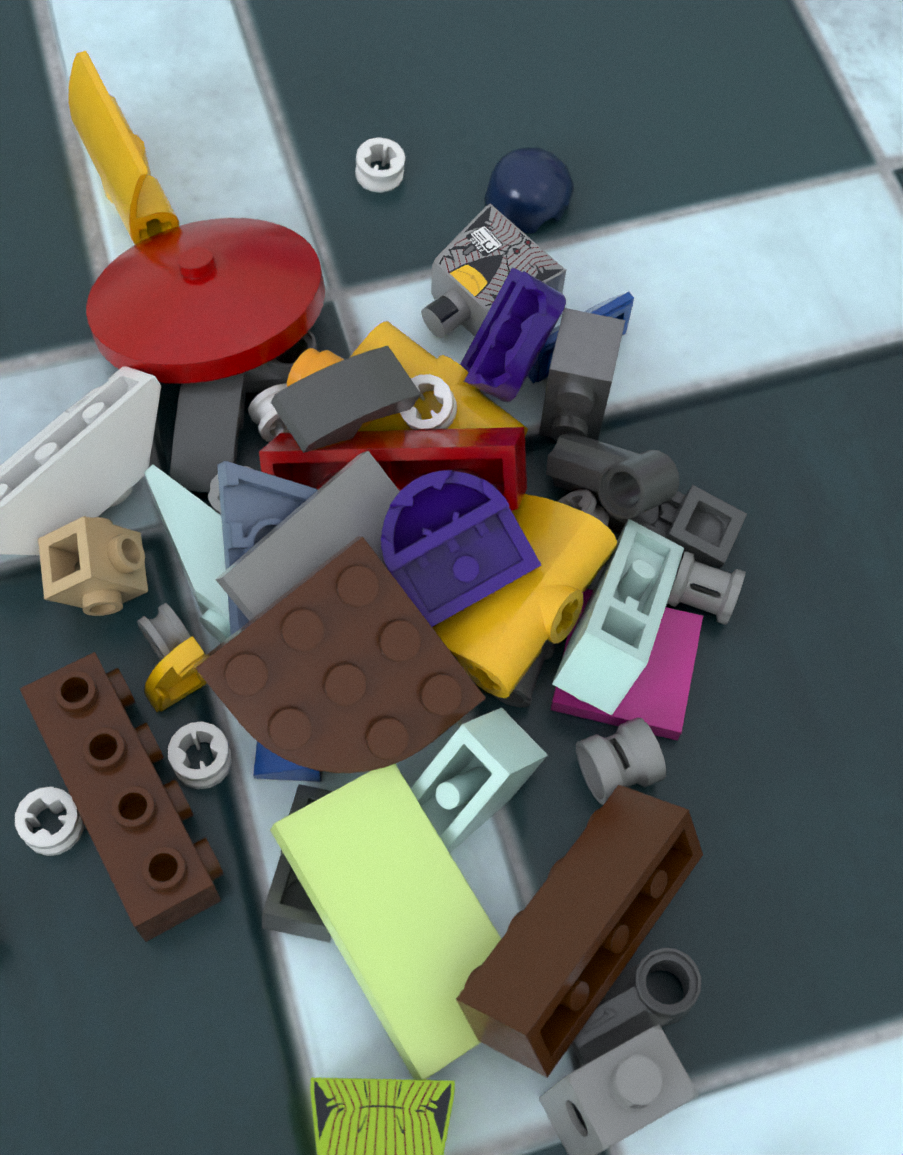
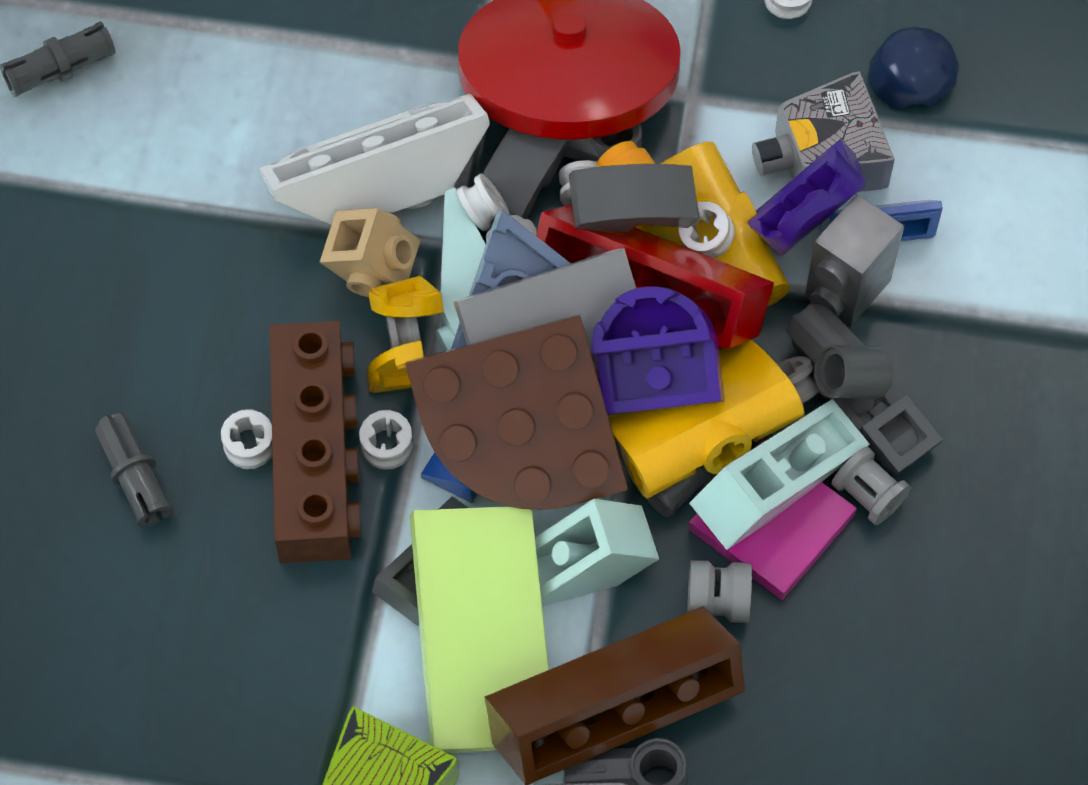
camera: 30 degrees right, 0 degrees up
(156, 598) = (406, 298): none -> yellow tile
(188, 468) = (481, 202): none -> white bush

